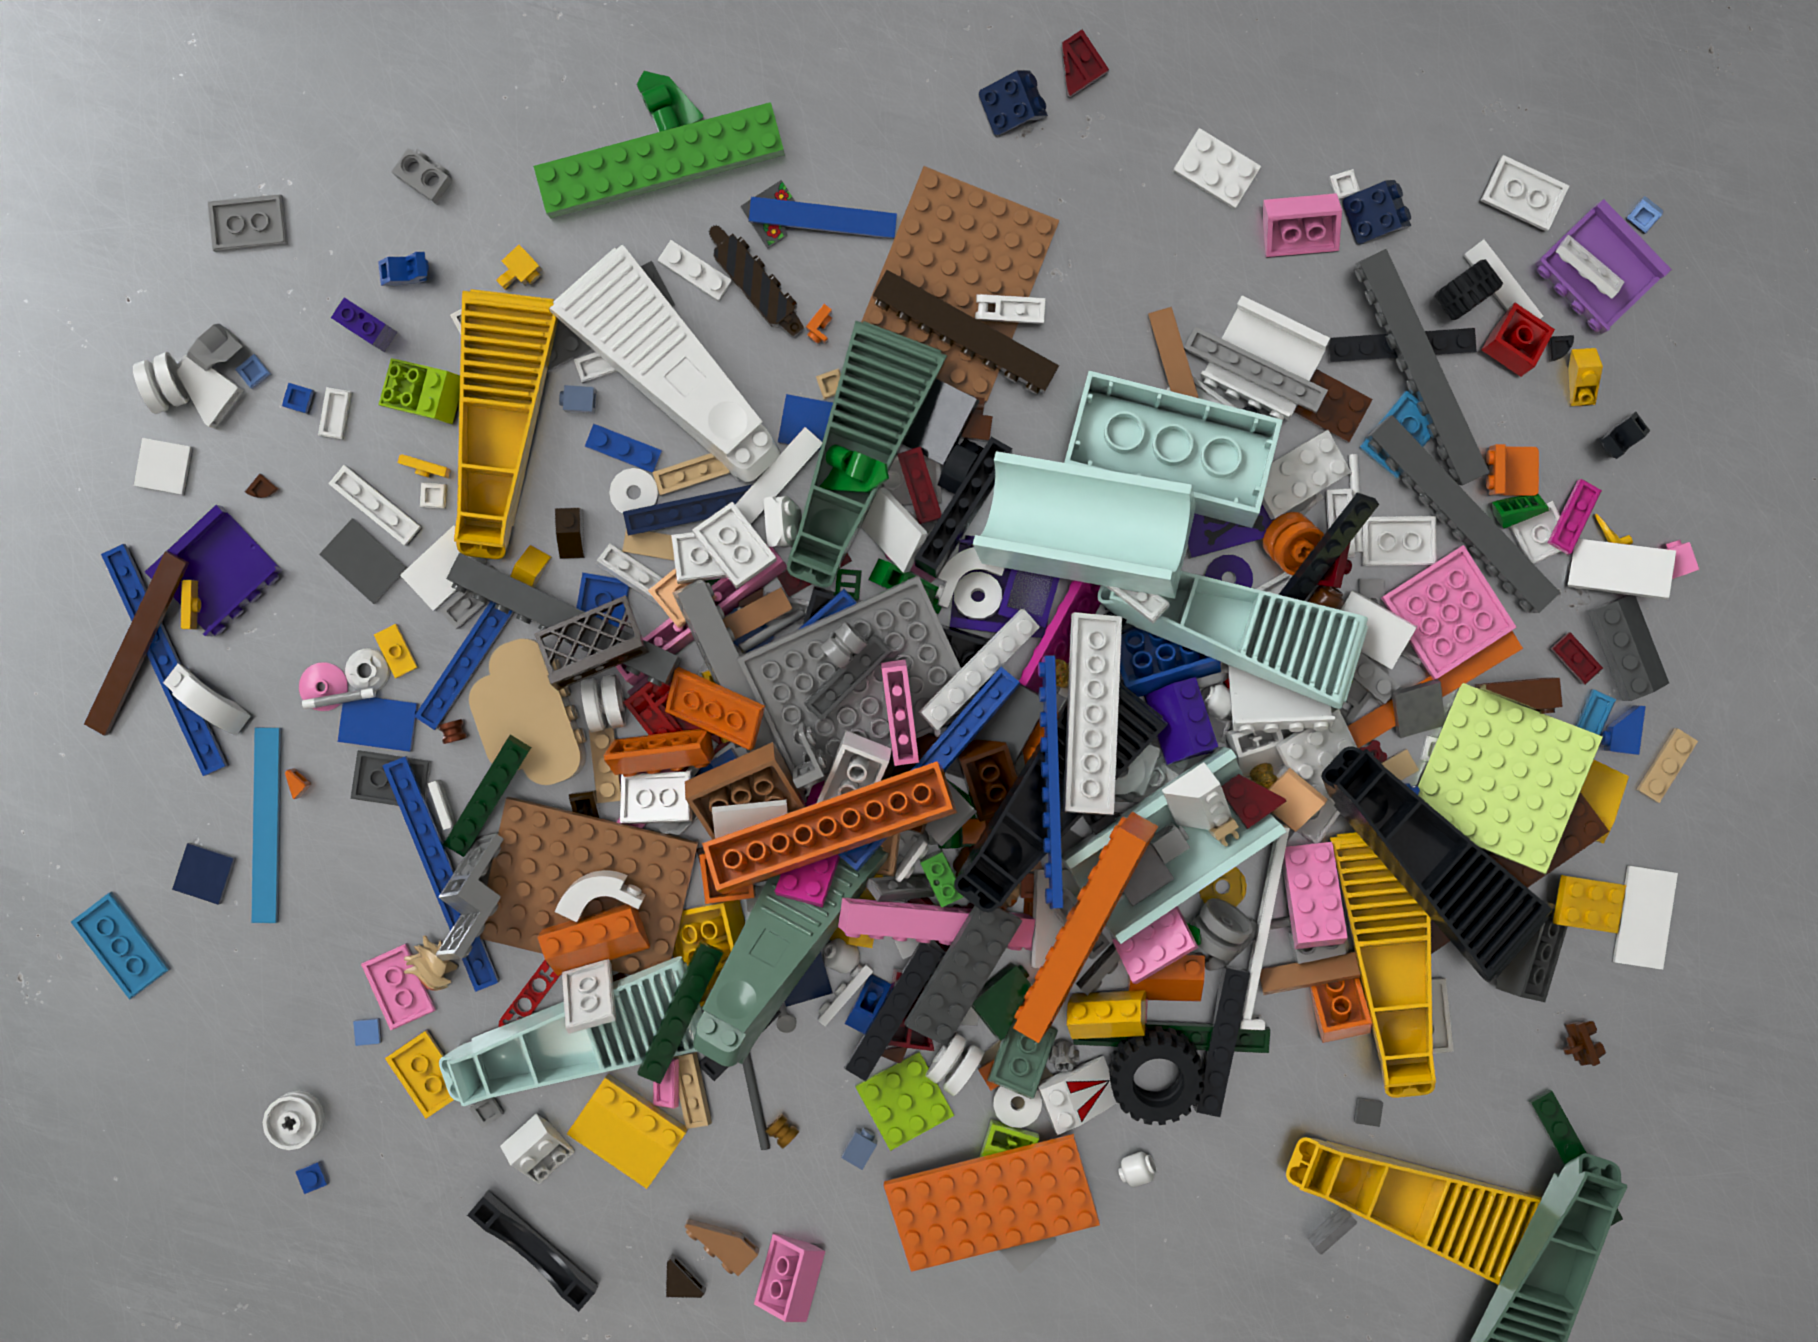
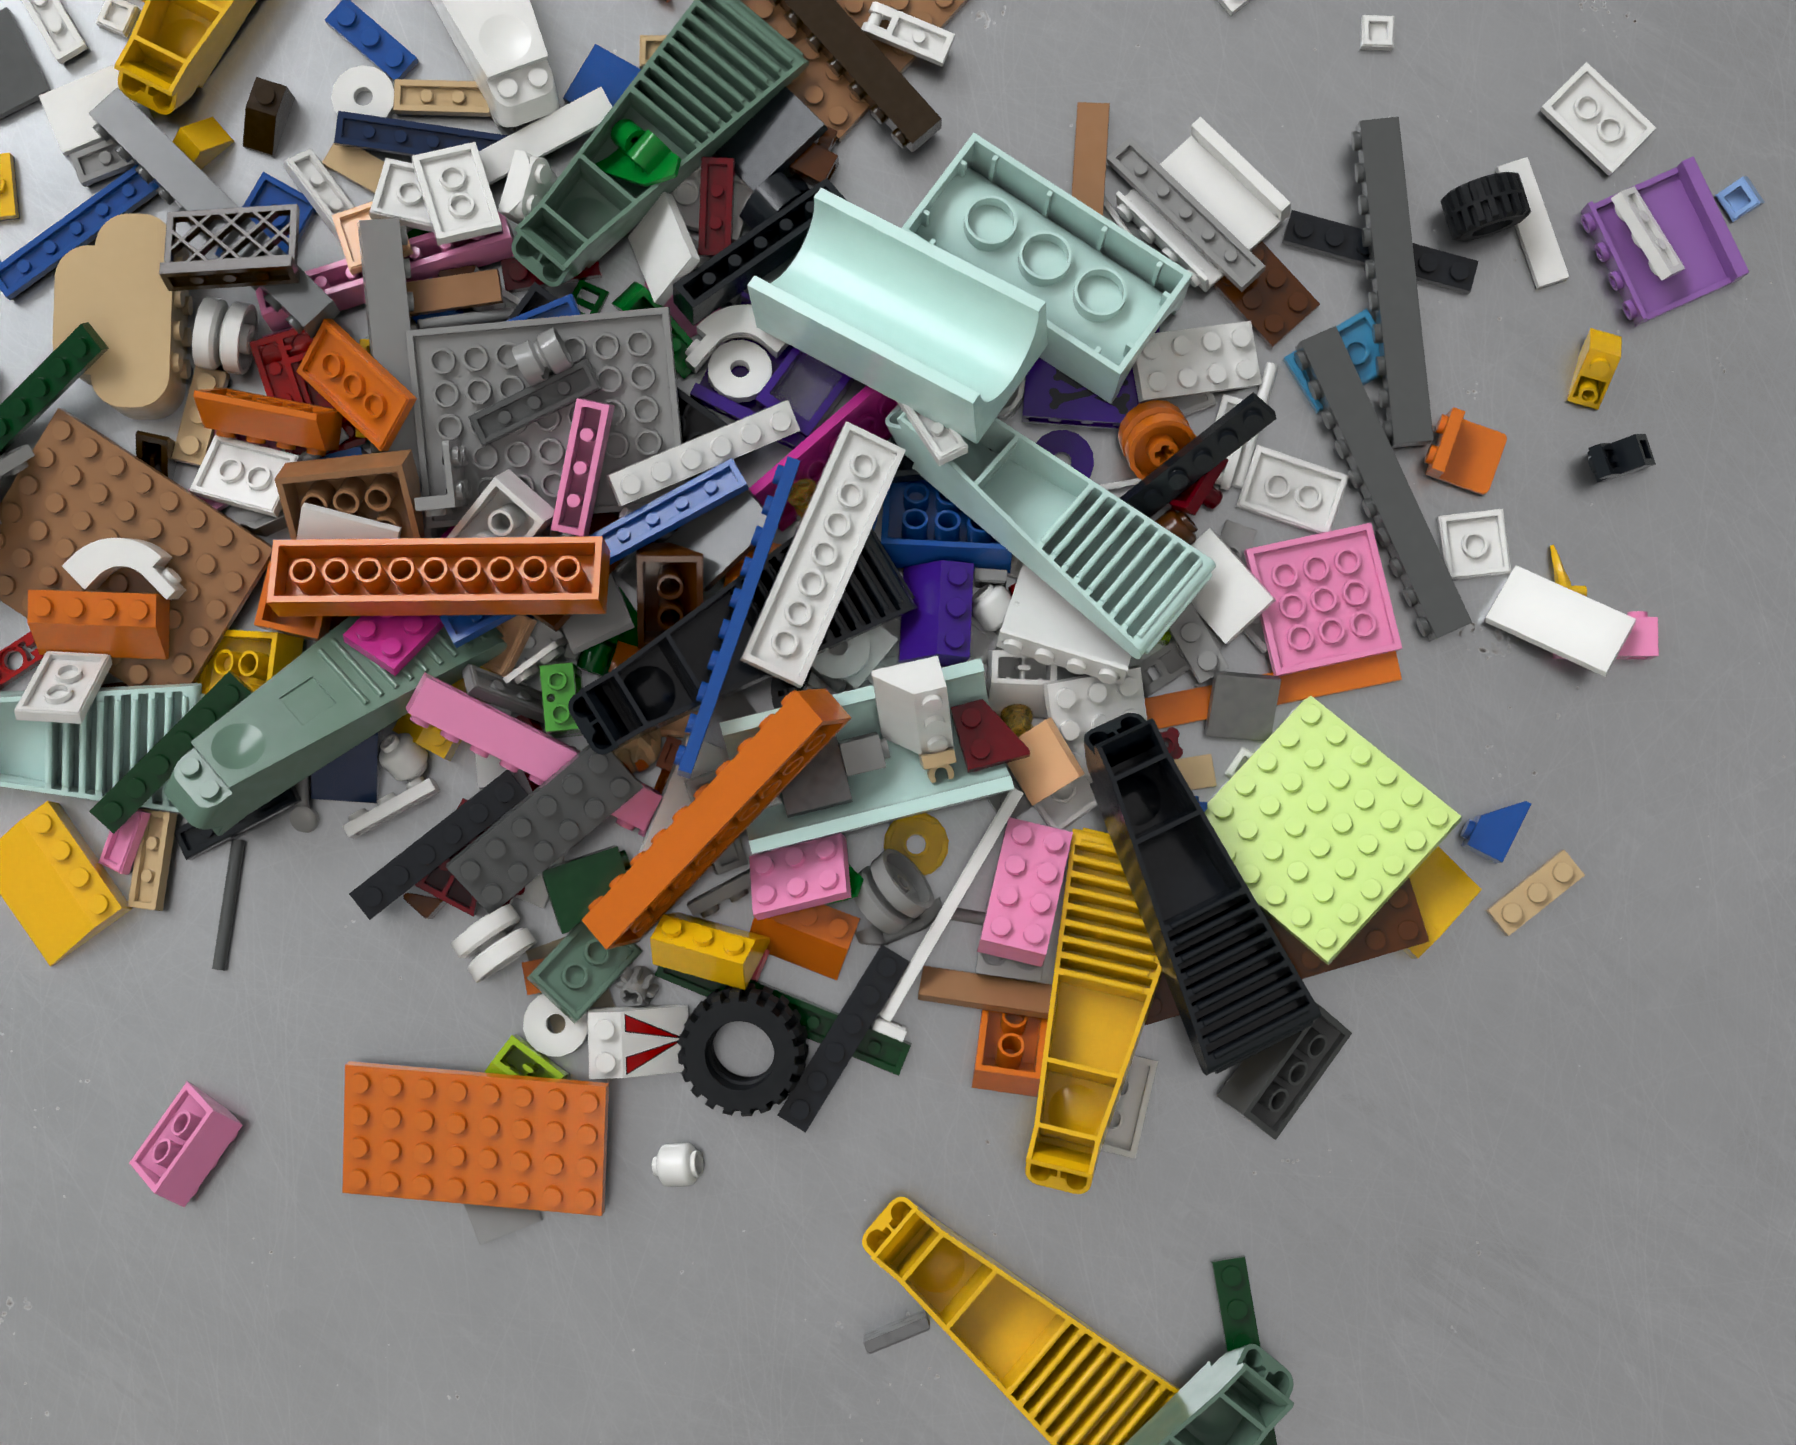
camera: 20 degrees right, 5 degrees down
(452, 731) = (28, 308): copper wheel -> none
(681, 1281) = (47, 1097): dark brown slope -> none
(728, 1245) = (123, 1075): medium nougat slope -> none
(780, 1129) = (246, 951): pearl gold wheel -> none
(859, 1148) = (336, 1009): sand blue brick -> none
(867, 1003) = (411, 827): blue slope -> none
(904, 1101) = (415, 972): lime plate -> none
(1302, 225) = (1306, 61): bright pink slope -> none
(1368, 1112) = (1000, 1199): dark grey tile -> none
(1377, 211) = (1406, 76): dark blue bracket -> none
(1512, 510) = (1455, 503): green slope -> none
(1518, 340) = (1527, 293): red slope -> none
(1537, 694) = (1395, 735): reddish brown slope -> none
(1559, 346) = (1577, 322): black tile -> none
(1574, 516) = (1523, 537): dark pink tile -> none
(1576, 658) = (1465, 715): dark red plate -> none
(1581, 1044) = (1302, 1209): reddish brown hips -> none
(1589, 904) = (1374, 1031): yellow plate -> none
(1595, 712) = (1468, 792): dark azure tile -> none
(1628, 647) = (1536, 724): dark grey slope -> none
(1645, 917) = (1441, 1076): white tile -> none

